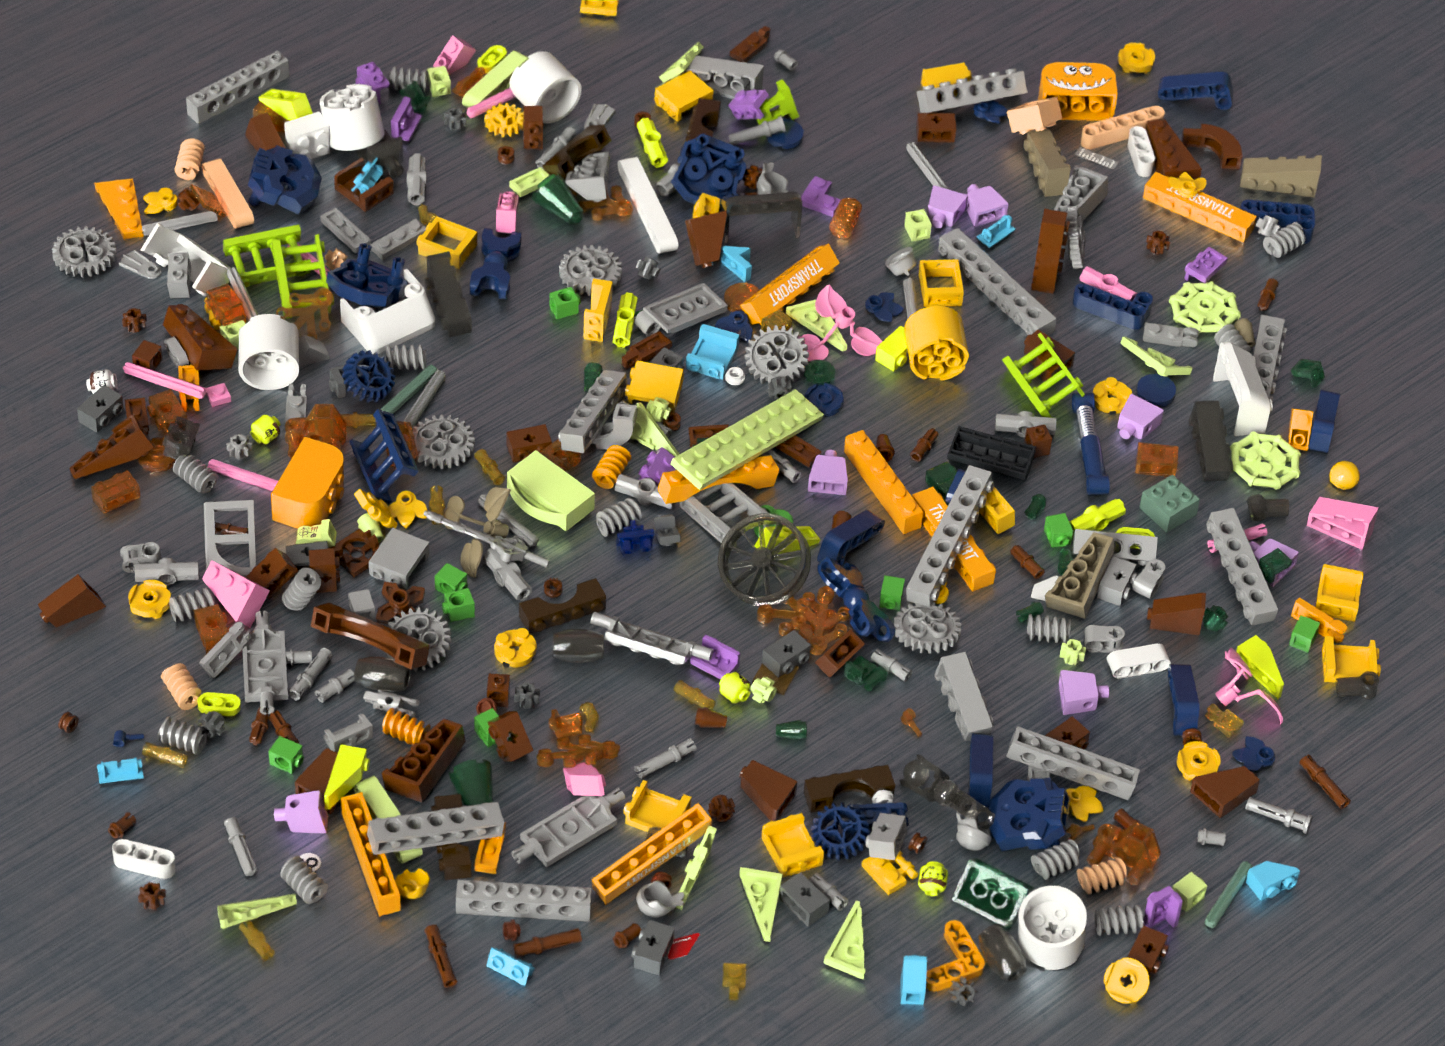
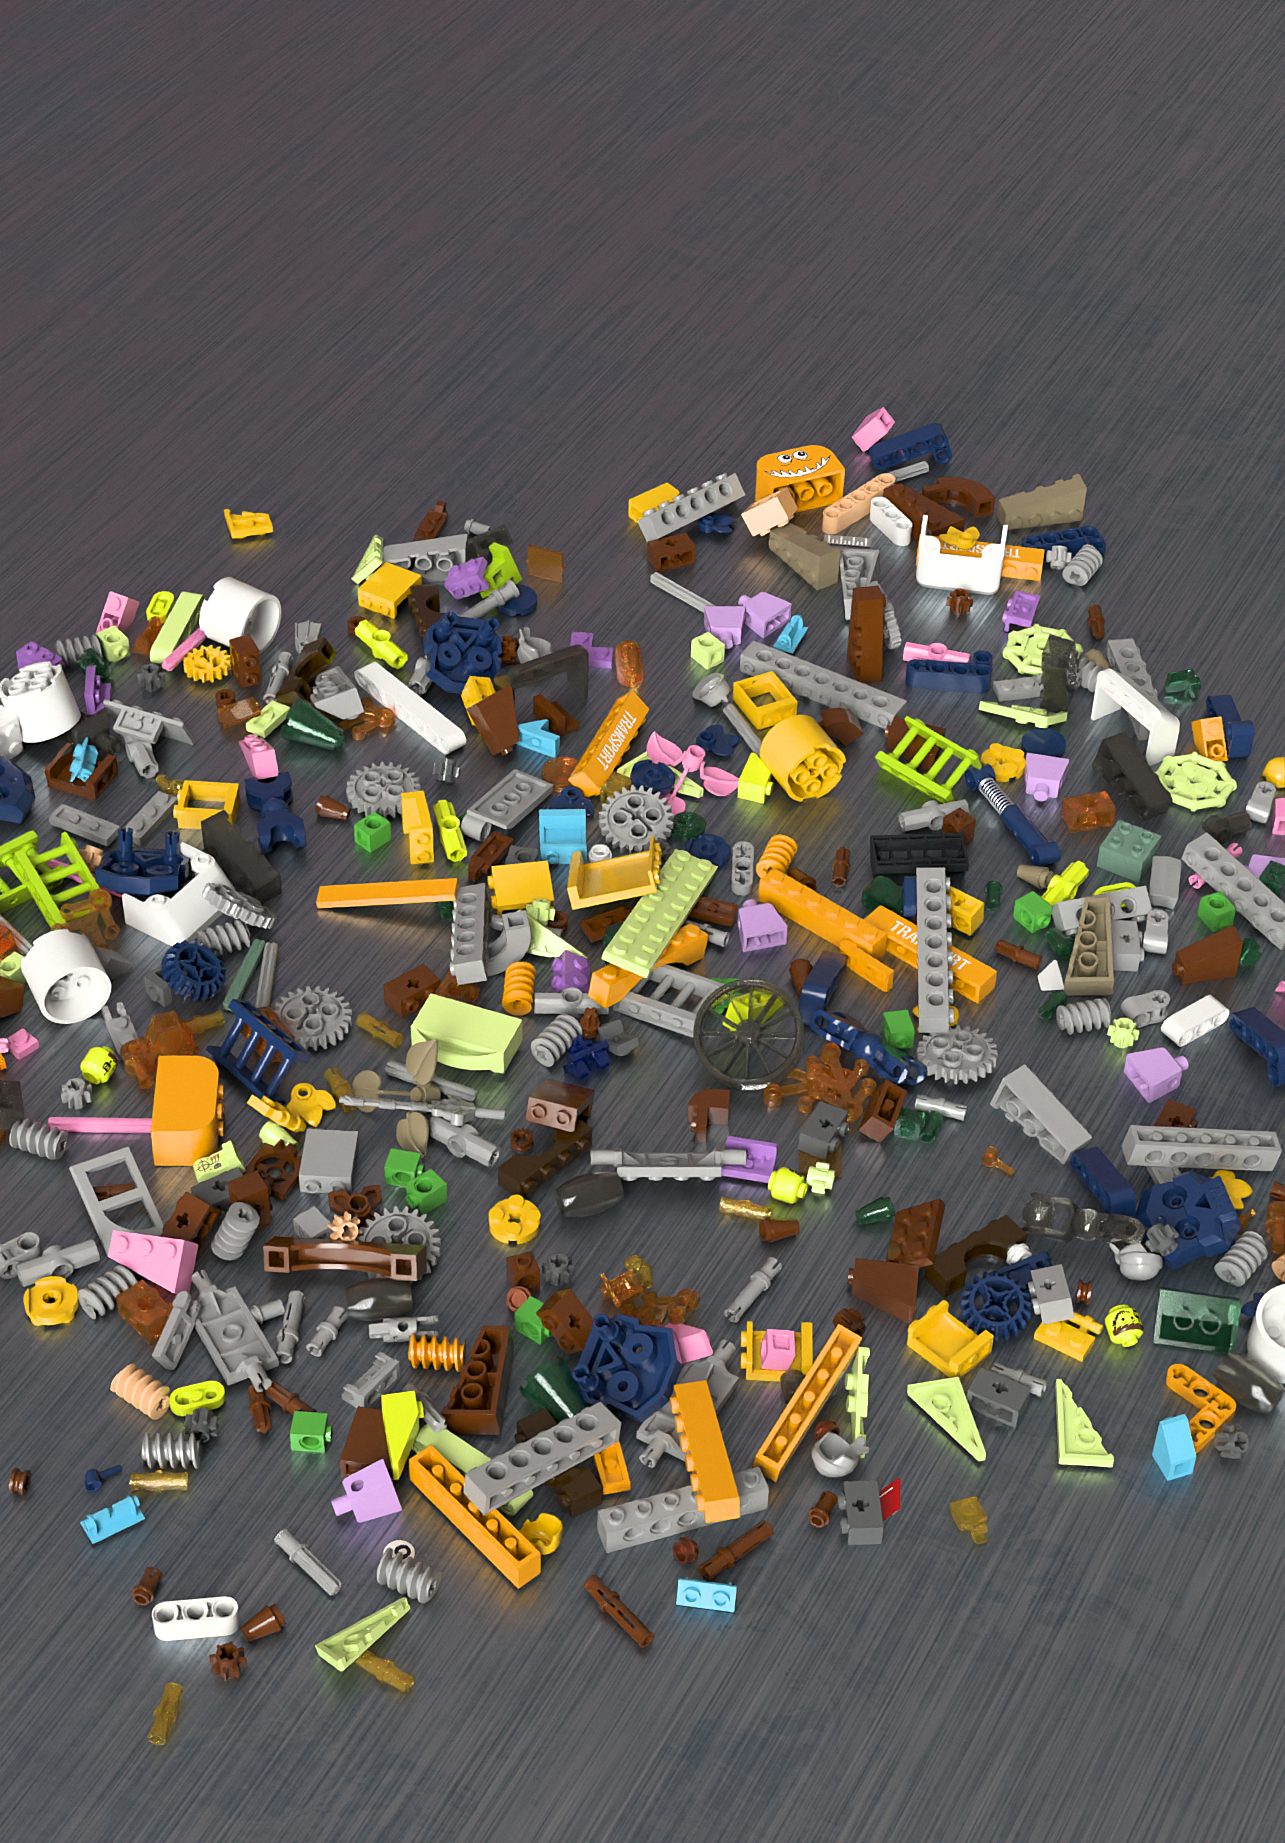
camera: 20 degrees left, 5 degrees down
(93, 916) = (165, 1714): none -> clear yellow pin
(189, 878) = (264, 1623): none -> reddish brown cone
(373, 754) = (431, 1414): none -> light grey axle
(384, 609) = (338, 1224): none -> light nougat gear
(425, 161) = (146, 726): none -> light grey bracket
(426, 333) = (239, 905): none -> light grey gear
(509, 169) = (238, 712): none -> clear orange piece
(526, 777) = (647, 1373): none -> dark blue brick
(542, 273) = (332, 808): none -> reddish brown cone
(548, 357) = (387, 893): none -> light orange tile
(554, 863) = (705, 1452): none -> light orange brick
(589, 567) = (559, 1104): none -> reddish brown panel
(648, 512) = (590, 1023): none -> reddish brown axle
(654, 808) = (777, 1349): none -> bright pink brick
(707, 608) = (708, 1107): none -> reddish brown brick
(726, 399) = (614, 877): none -> yellow panel
(762, 246) = (559, 719): none -> reddish brown panel
(791, 75) = (479, 545): none -> clear smoke brick
(808, 323) = (653, 775): none -> dark blue tile
(810, 757) = (916, 1234): none -> reddish brown plate
(822, 108) = (545, 563): none -> clear orange piece
(844, 428) = (746, 875): none -> light grey beam
(874, 420) = (777, 855): none -> light orange piece
(897, 533) = (867, 966): none -> light orange hinge
(987, 321) = (841, 724): none -> reddish brown brick
(993, 822) = (1162, 1239): none -> dark grey gear
(1079, 499) = (1035, 875): none -> dark tan cone
(1130, 64) = (832, 437): yellow plate -> none
(1173, 60) = (873, 428): none -> bright pink slope
(1173, 219) = (956, 571): none -> white windscreen
(1184, 109) = (910, 471): none -> light grey axle
(1184, 538) = (1164, 881): none -> light grey piece
(1191, 334) = (1059, 674): none -> clear smoke wedge
(1212, 576) = (1216, 911): none -> bright green brick
(1307, 496) = (1260, 803): none -> light grey piece

